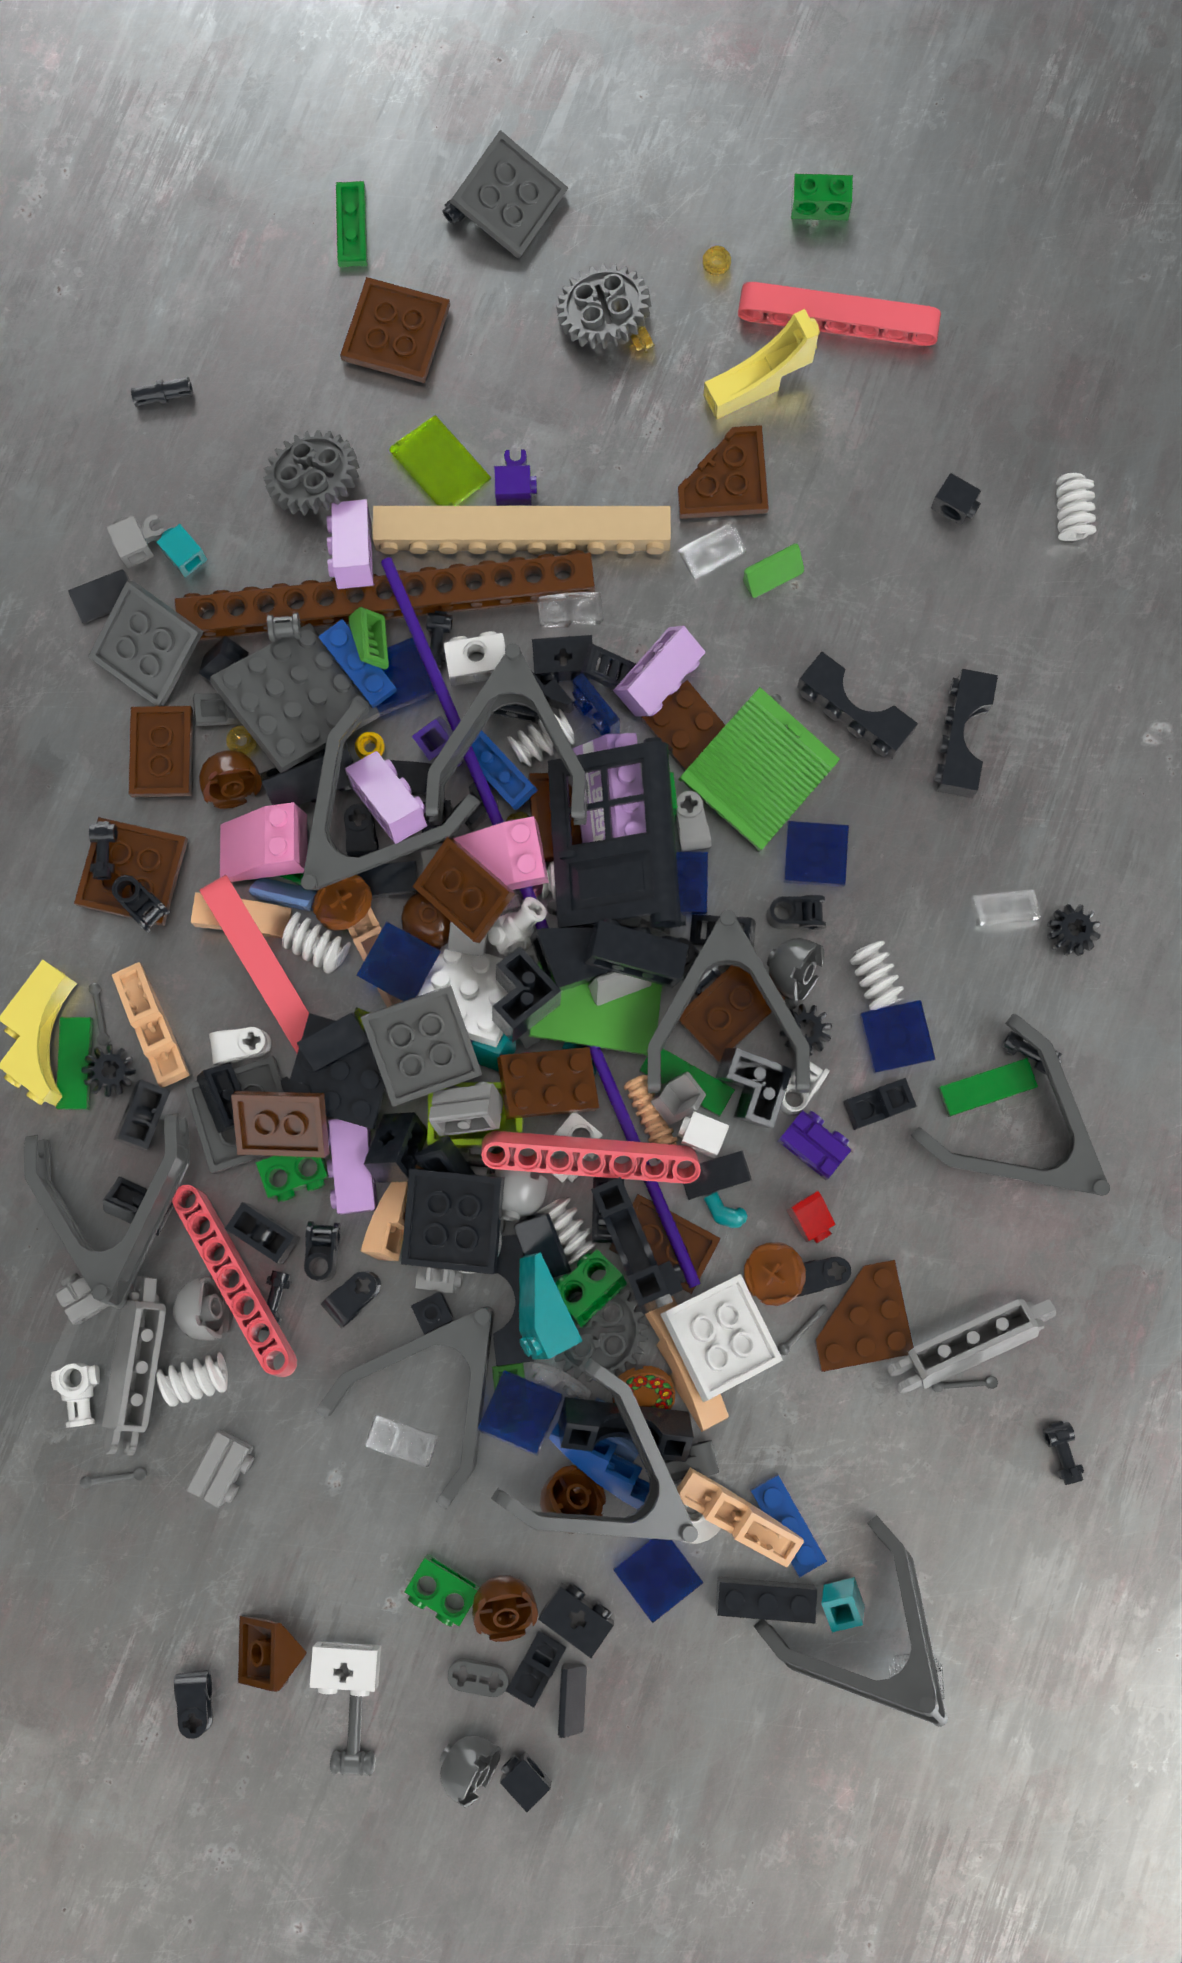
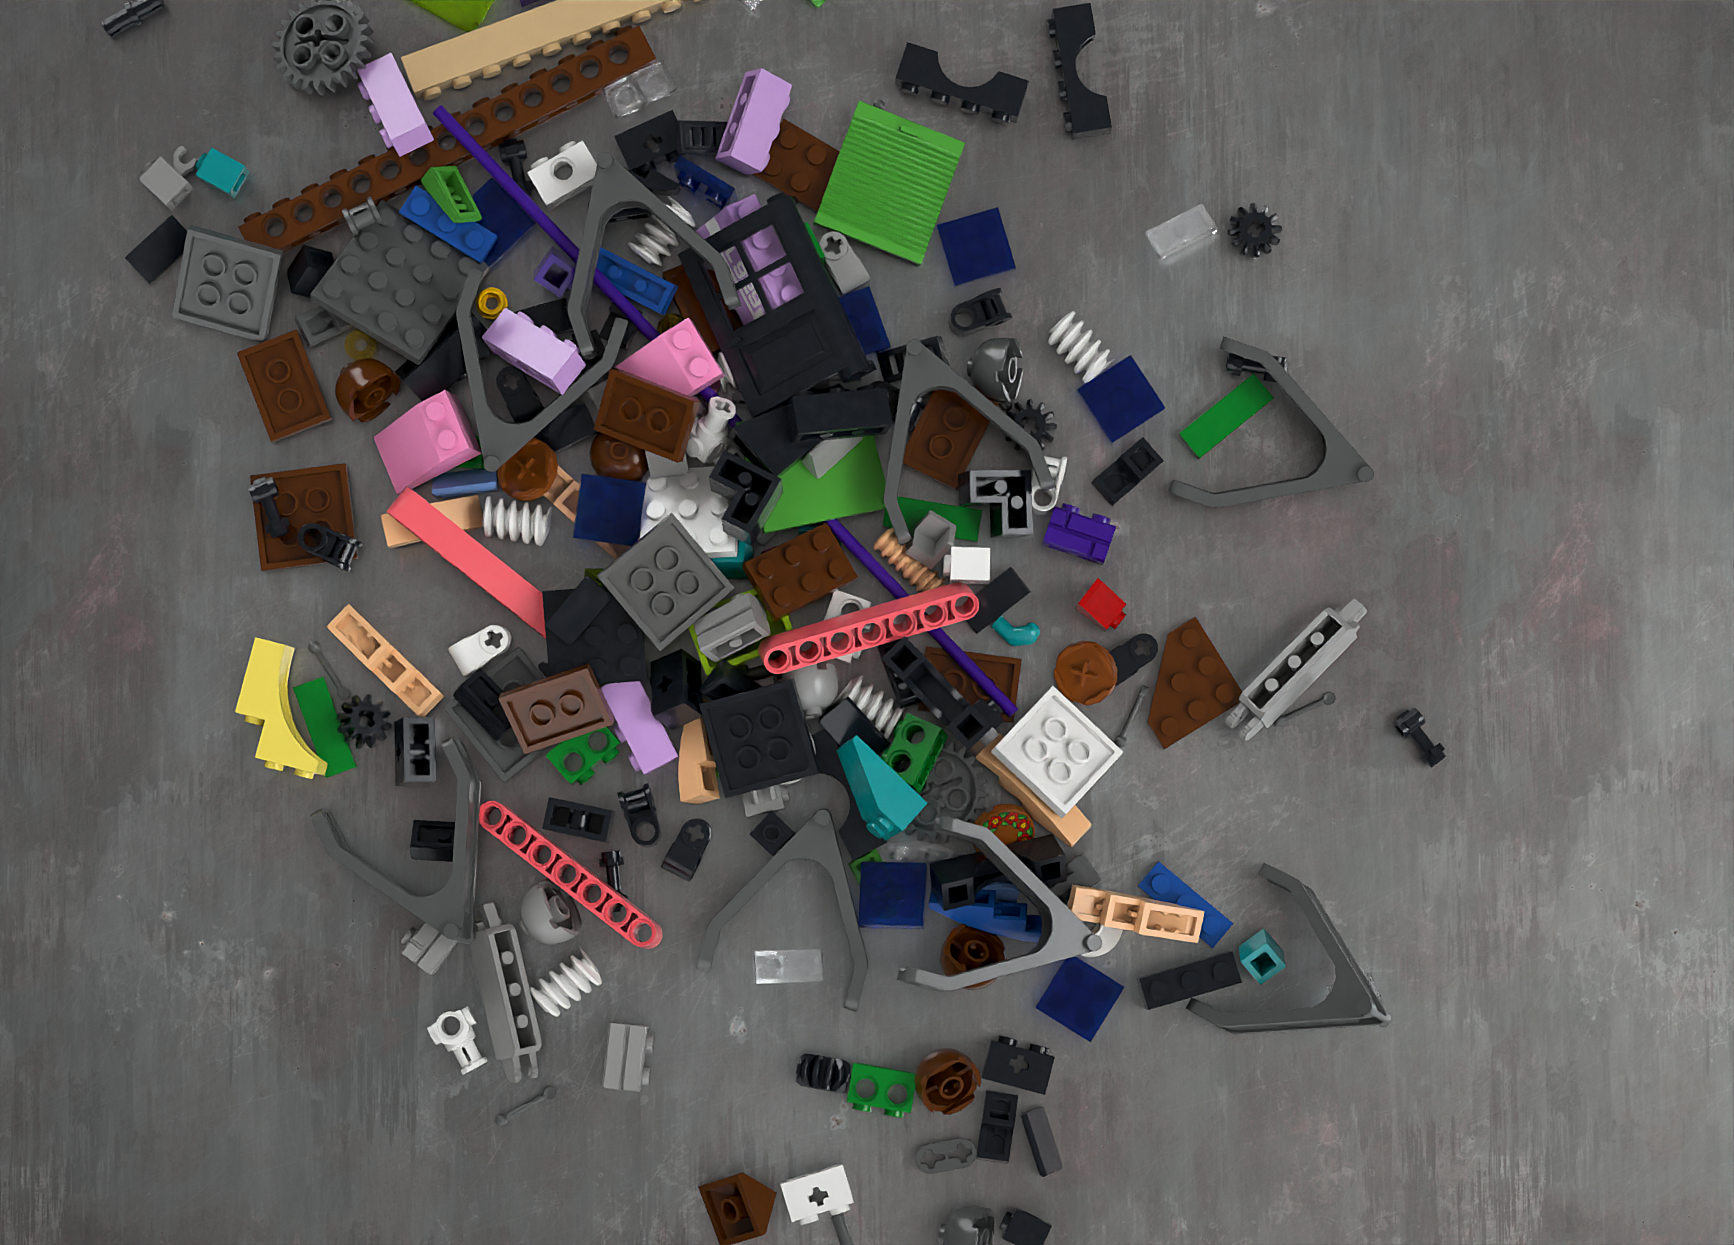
camera: 25 degrees left, 5 degrees up
(393, 1556) = (823, 1073): none -> black gear

